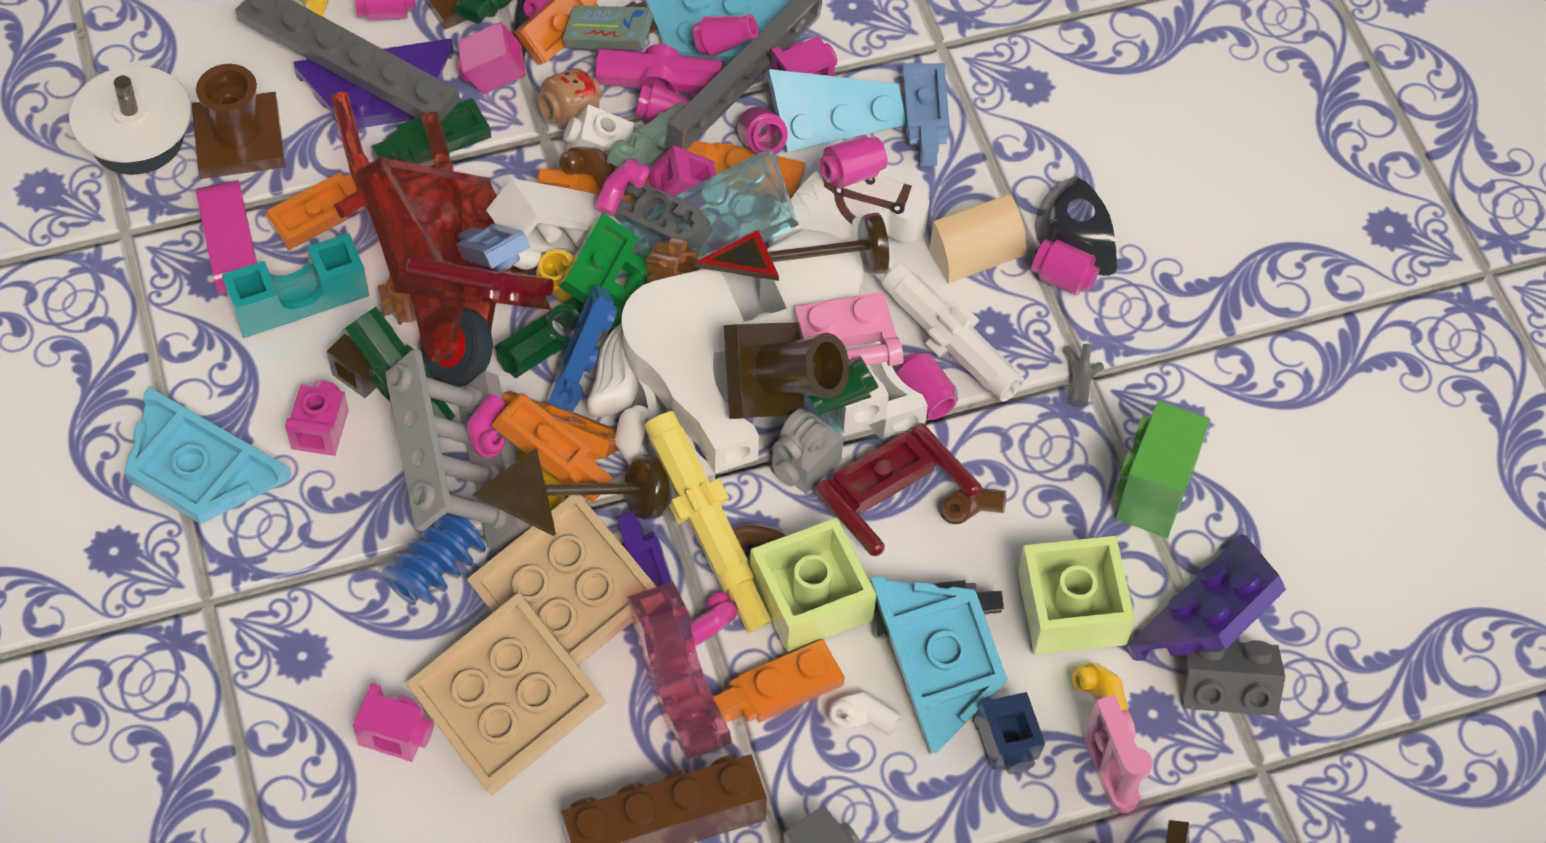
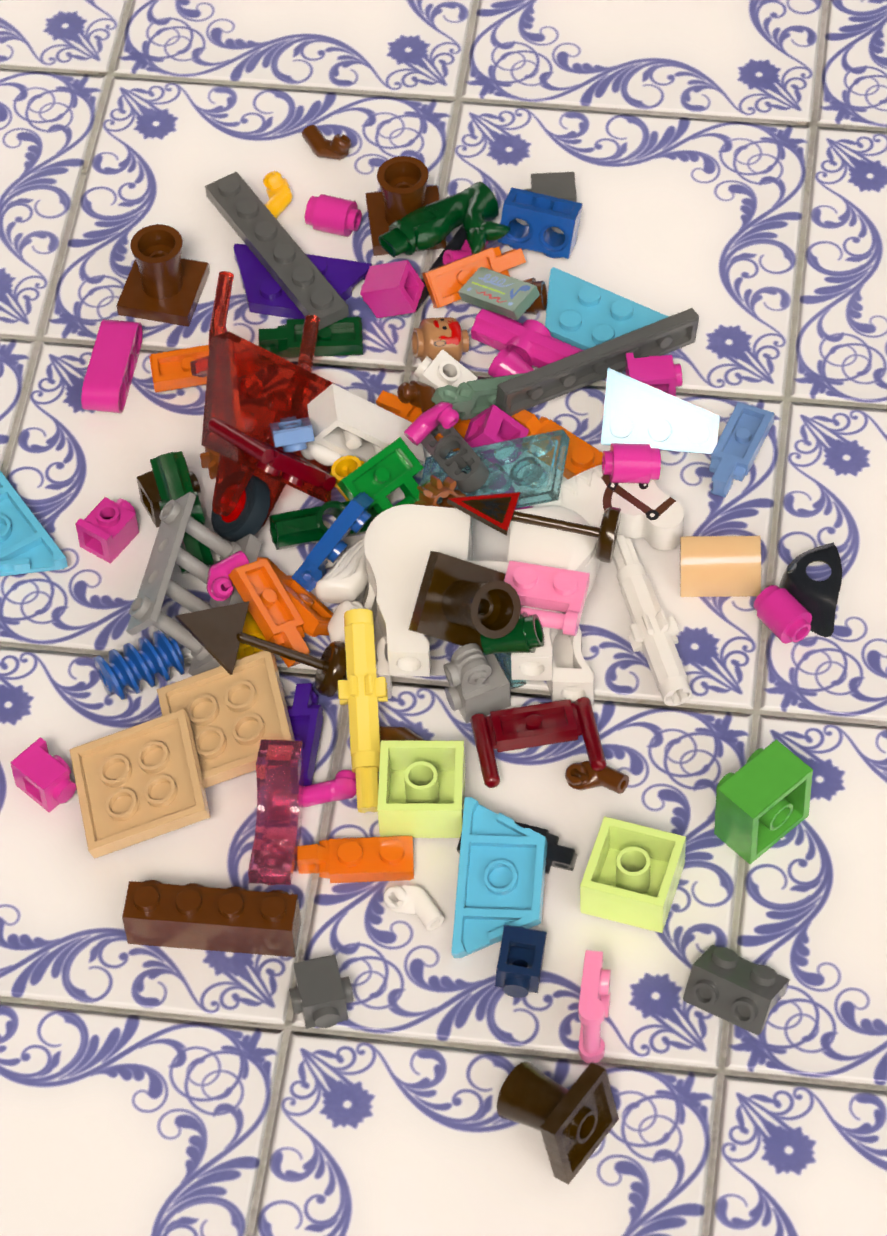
camera: 30 degrees right, 5 degrees down
(131, 118) = (80, 248): white piece -> none
(326, 281) = (115, 425): teal arch -> none
(721, 33) = (587, 326): dark pink cone -> none
(772, 135) = (576, 427): dark pink brick -> none
(927, 378) = (610, 669): dark pink brick -> none
(1082, 374) = (749, 708): dark grey bar -> none
(1099, 682) = (623, 957): yellow arm -> none
(1214, 605) = (747, 926): dark purple wing -> none

